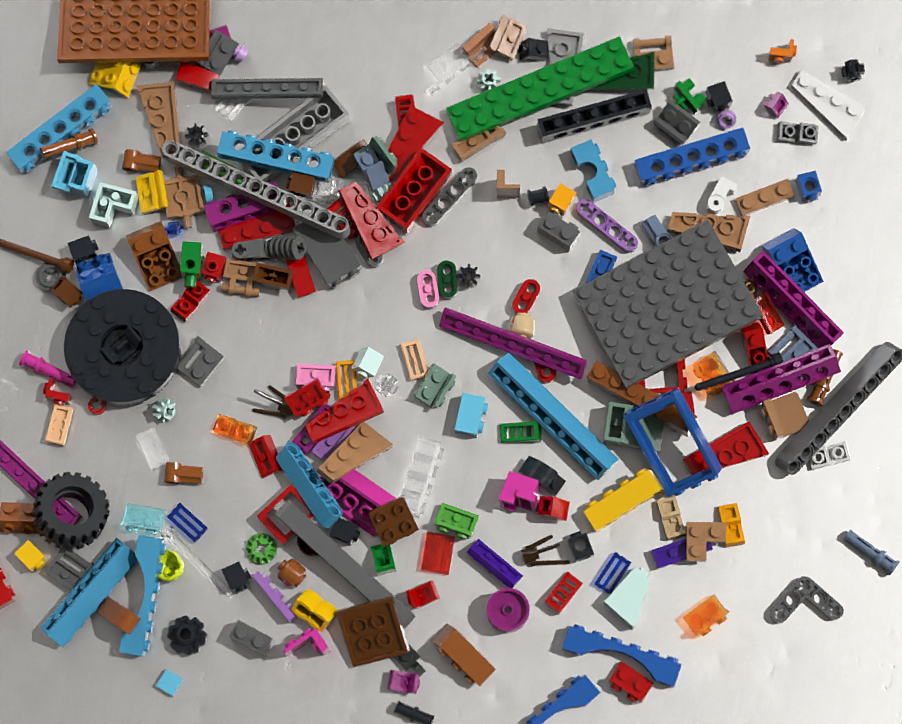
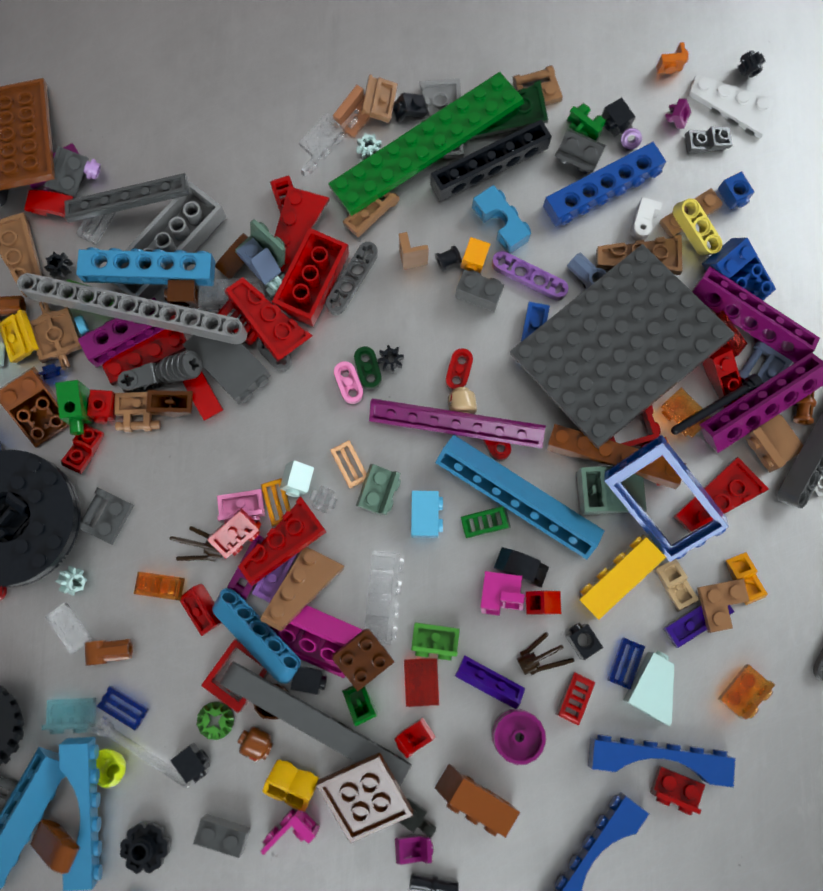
camera: 15 degrees left, 0 degrees up
(275, 595) = (239, 775): medium lavender plate -> none
(756, 207) = (706, 229): none -> light yellow beam

